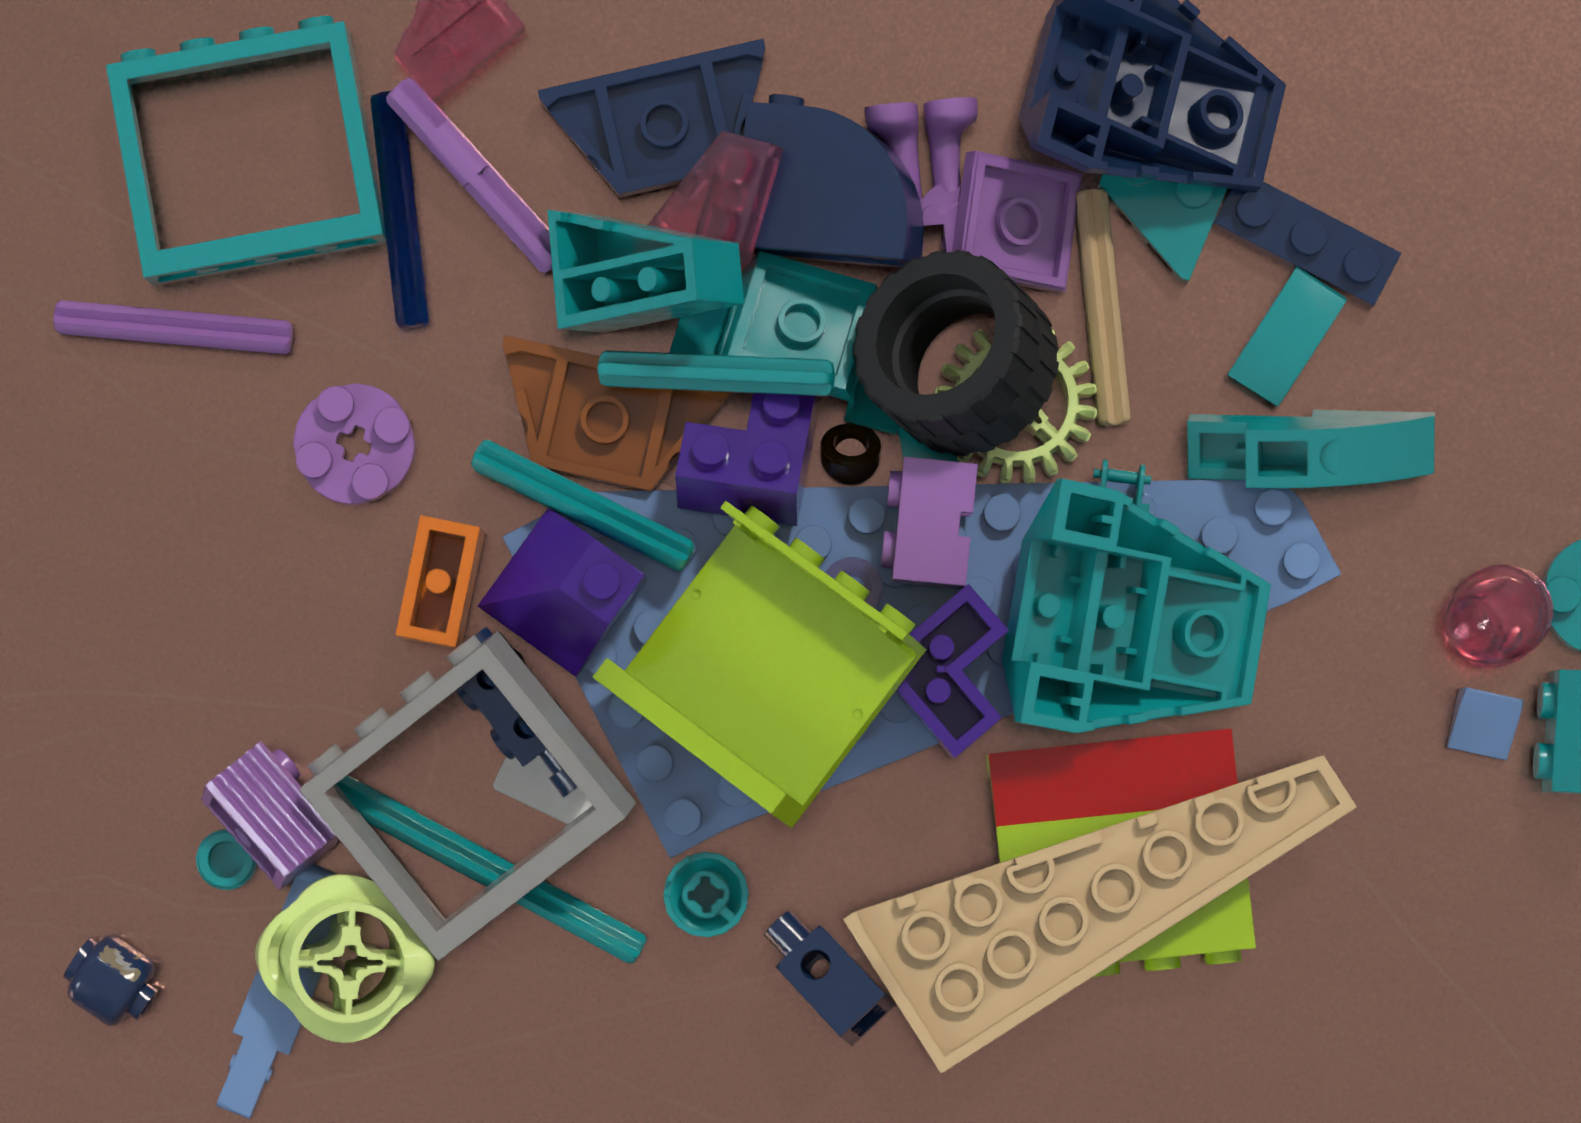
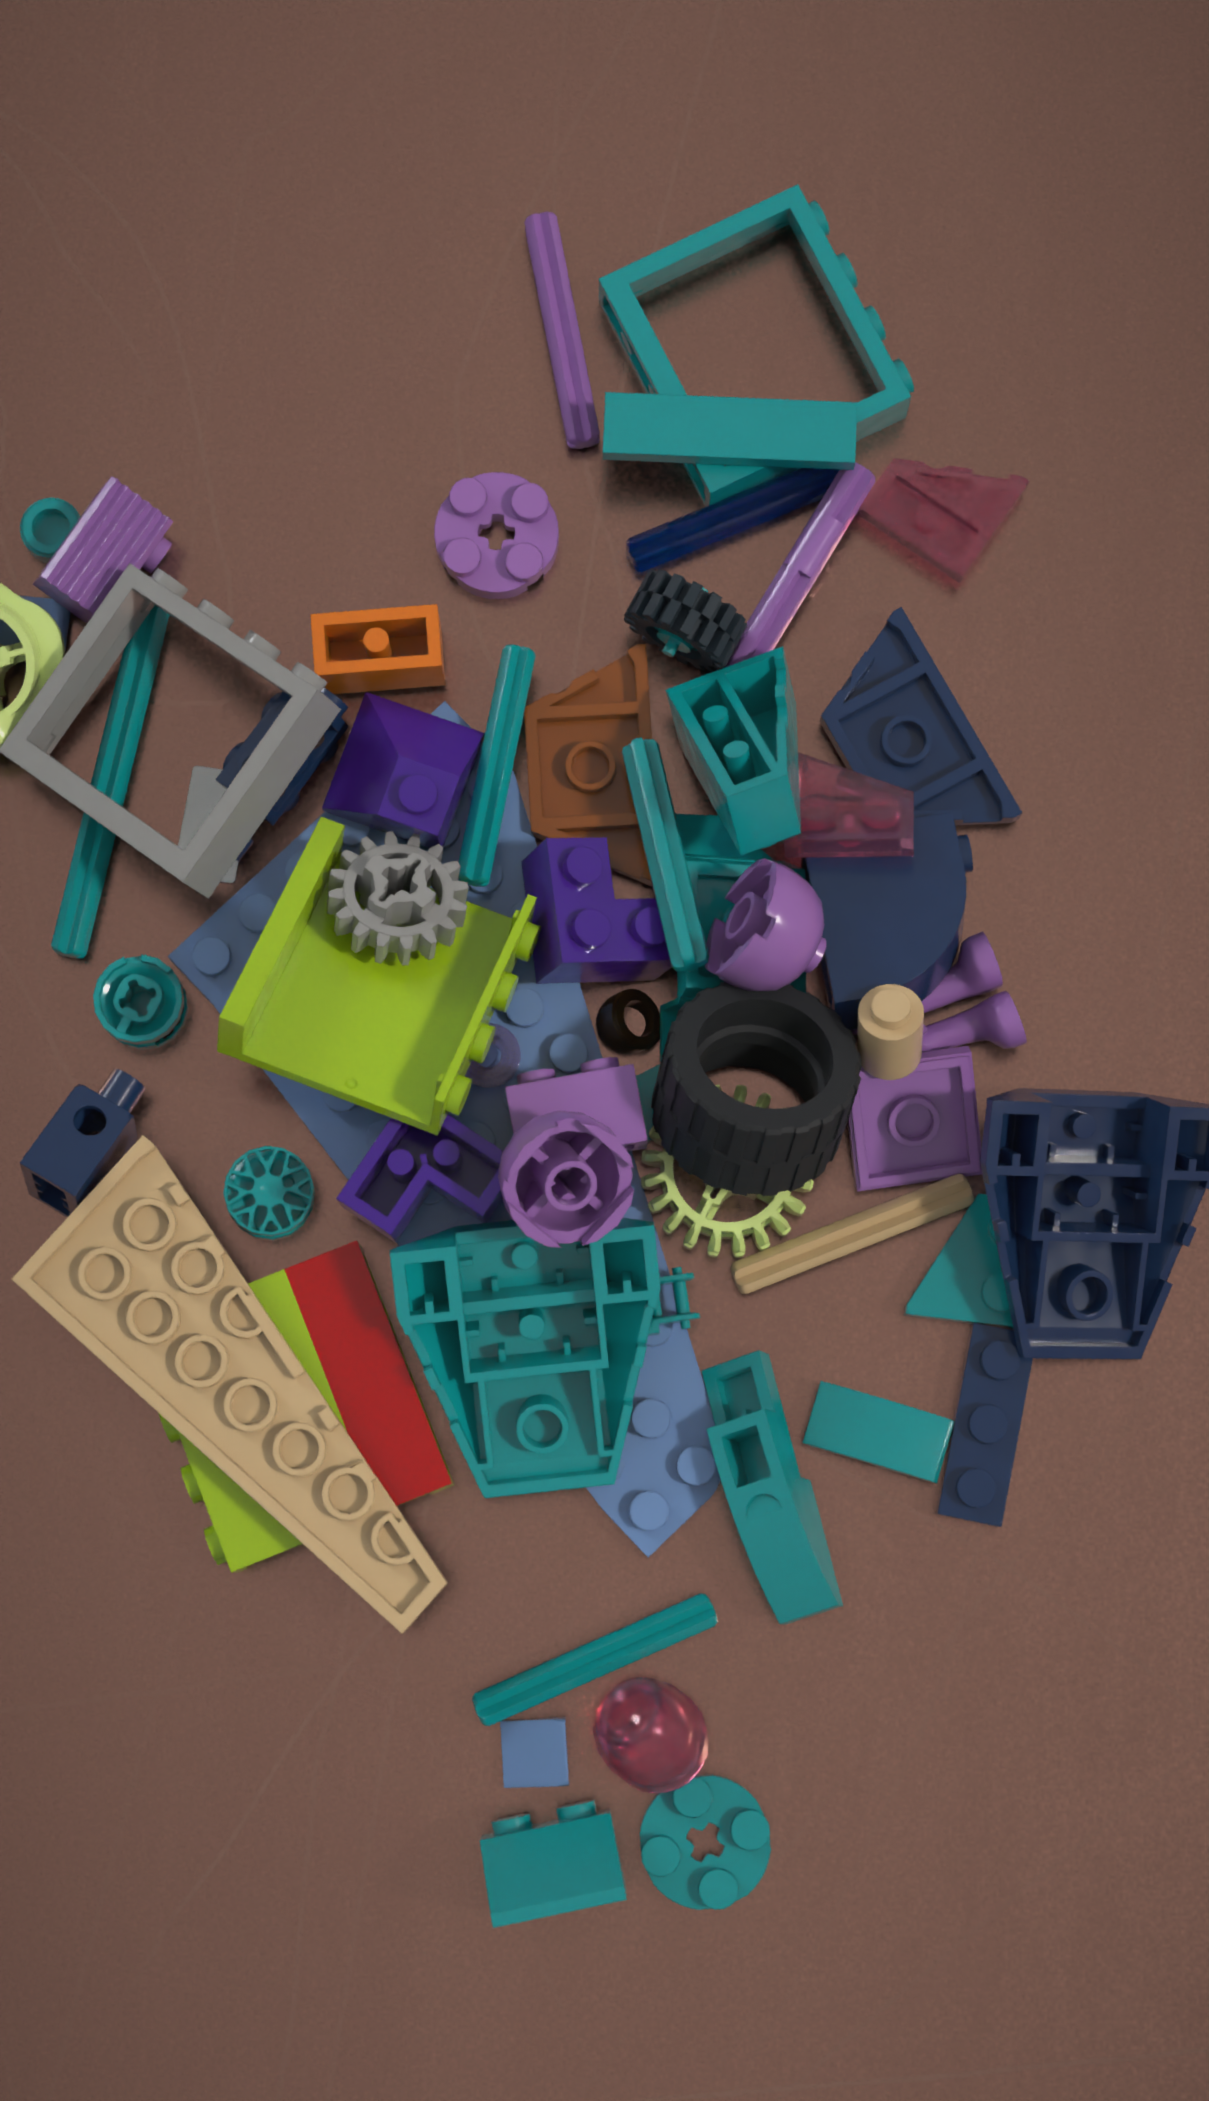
camera: 75 degrees right, 5 degrees down
(330, 198) = (730, 430): none -> teal tile
(496, 292) = (685, 620): none -> black wheel
(663, 634) = (397, 898): none -> light grey gear
(819, 300) = (770, 930): none -> medium lavender cylinder
(917, 823) = (269, 1193): none -> teal wheel
(941, 216) = (890, 1031): none -> tan brick
(1001, 544) = (565, 1179): none -> medium lavender cylinder
(1417, 647) = (594, 1659): none -> teal axle

